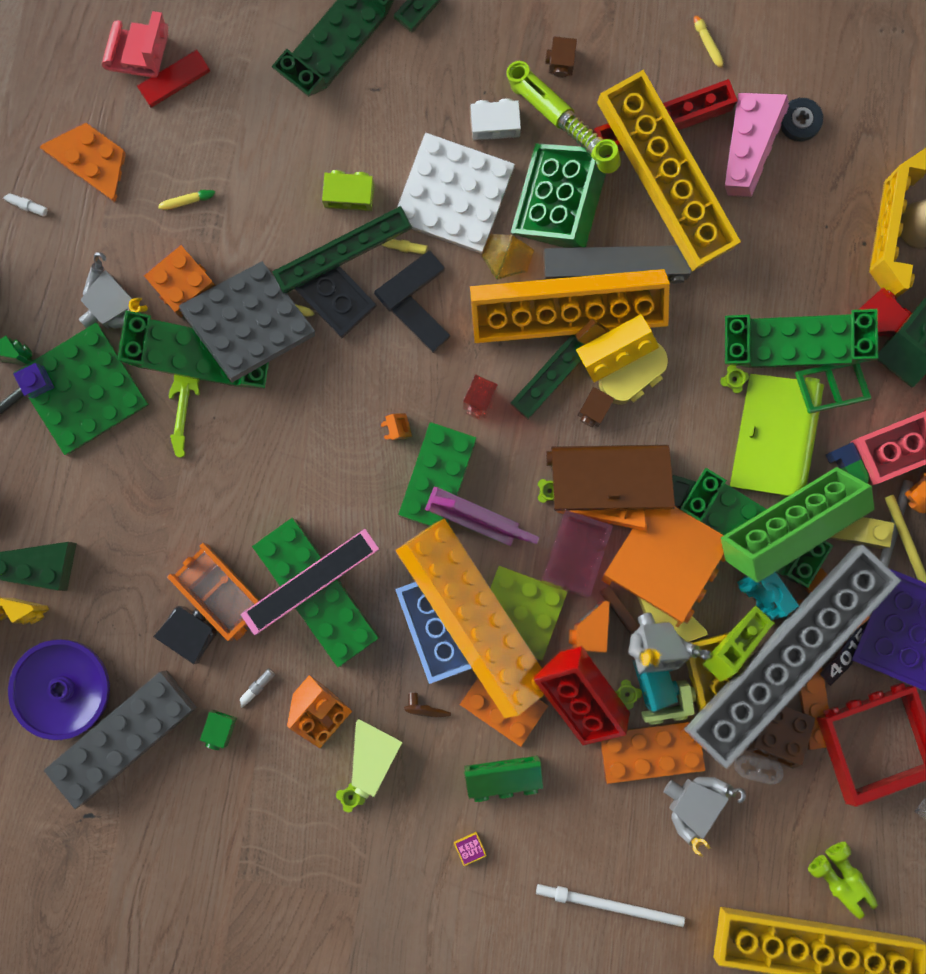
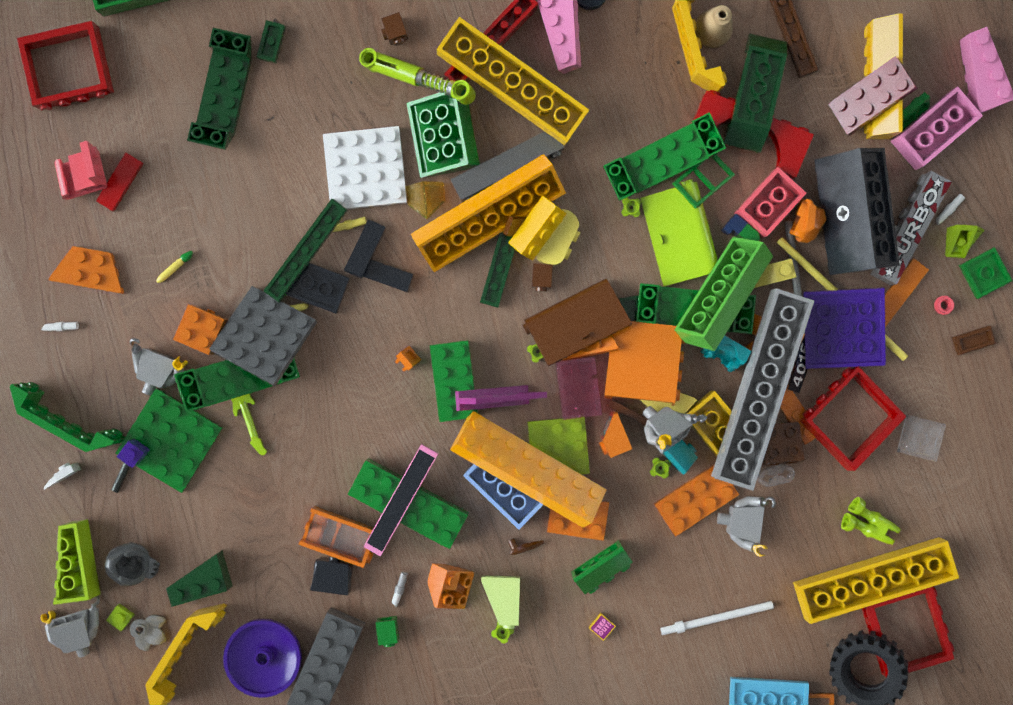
camera: 30 degrees left, 5 degrees up
(348, 191) = (288, 204): lime brick -> none
(479, 397) = (456, 310): clear red brick -> none
(495, 119) = (368, 99): white brick -> none
(583, 697) = (630, 486): red slope -> none
(681, 712) = (700, 464): yellowish green bracket -> none
(738, 644) = (721, 398): lime slope -> none

